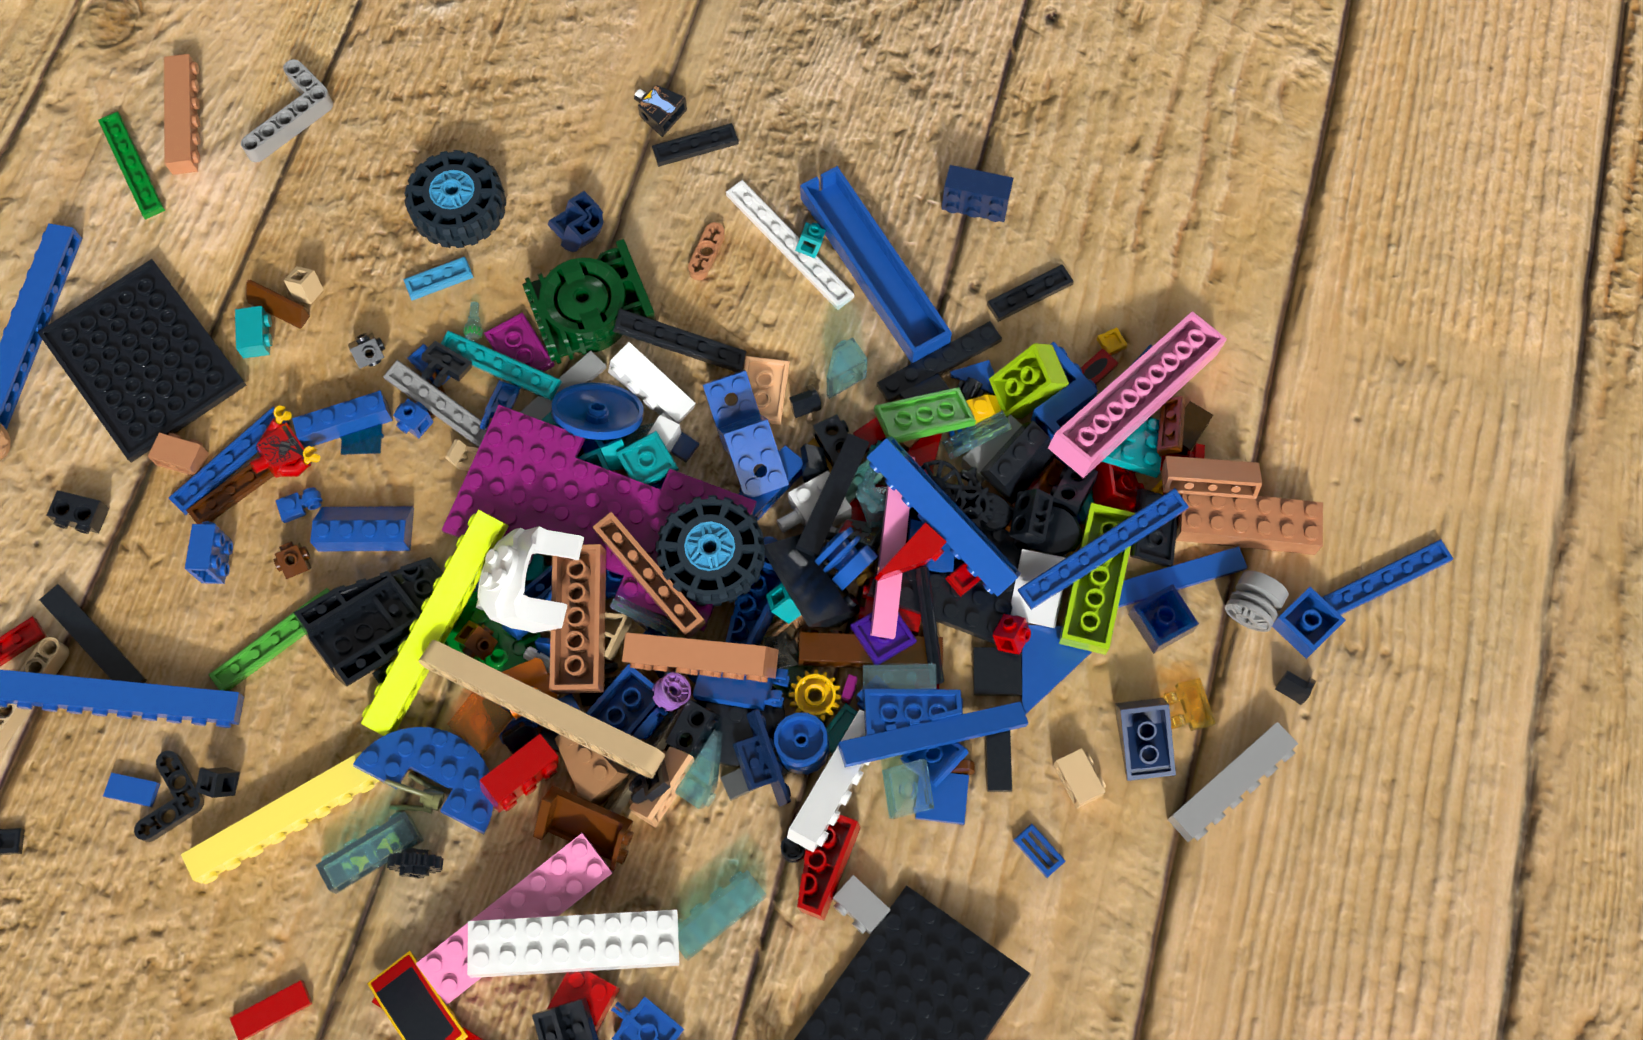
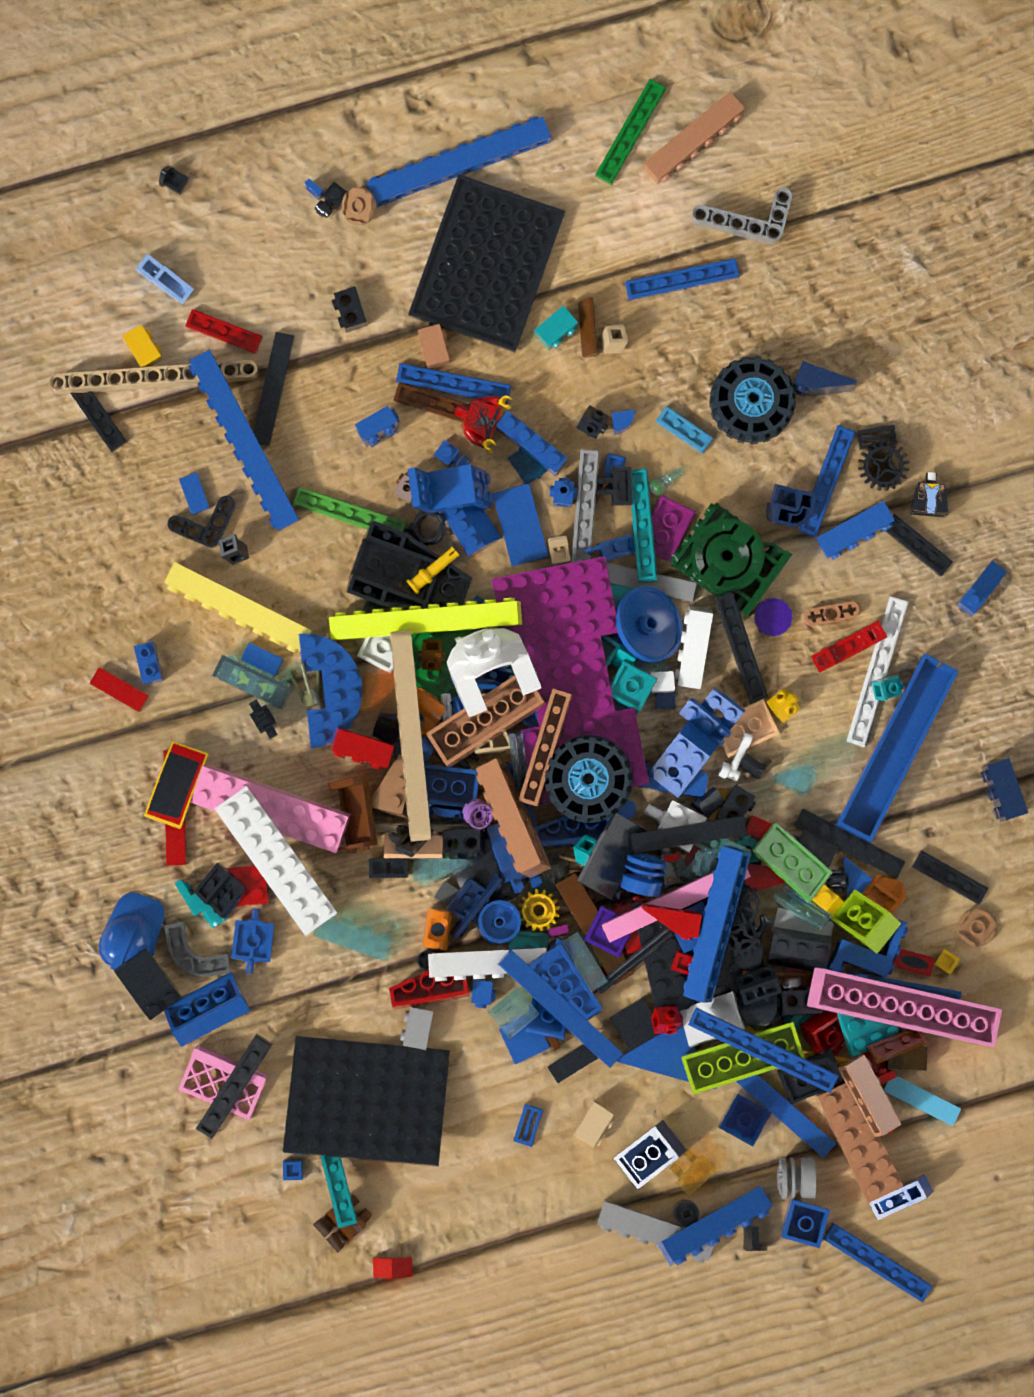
camera: 55 degrees right, 15 degrees up
(266, 956) = (148, 663): none -> blue brick
(299, 200) = (682, 279): none -> blue tile
(320, 512) = (450, 488): none -> blue bracket
(332, 565) = (415, 528): none -> black piece
(353, 826) = (262, 659): none -> blue tile
(385, 325) = (622, 421): none -> blue brick
(392, 597) = (425, 576): none -> yellow pin
(414, 480) = (520, 525): none -> blue tile
(437, 697) = (377, 652): none -> white tile
(484, 129) = (819, 381): none -> dark blue slope
(565, 117) = (874, 430): none -> black tile
(578, 182) = (828, 478): none -> blue tile
(606, 116) = (898, 473): none -> black gear
(642, 183) = (855, 530): none -> blue brick
(667, 827) = (388, 867): none -> black brick
(673, 303) = (773, 617): none -> dark purple tile
(728, 414) = (705, 721): none -> blue hinge
(748, 251) = (849, 647): none -> red slope
(764, 339) = (784, 704): none -> yellow brick
(764, 815) = (437, 929): none -> orange piece
(774, 115) = (981, 588): none -> blue slope
(796, 426) = (731, 771): none -> white brick
(866, 810) = (482, 993): none -> blue brick
(1007, 351) = (886, 892): none -> orange slope
(1048, 483) = (792, 982): none -> dark grey tile
(1094, 297) = (976, 927): none -> medium nougat tile
(1231, 737) = (685, 1212): none -> black wheel
(1244, 437) = (922, 1100): none -> medium azure tile
(1264, 714) = (715, 1226): none -> blue brick
(1334, 499) = (911, 1193): none -> slope

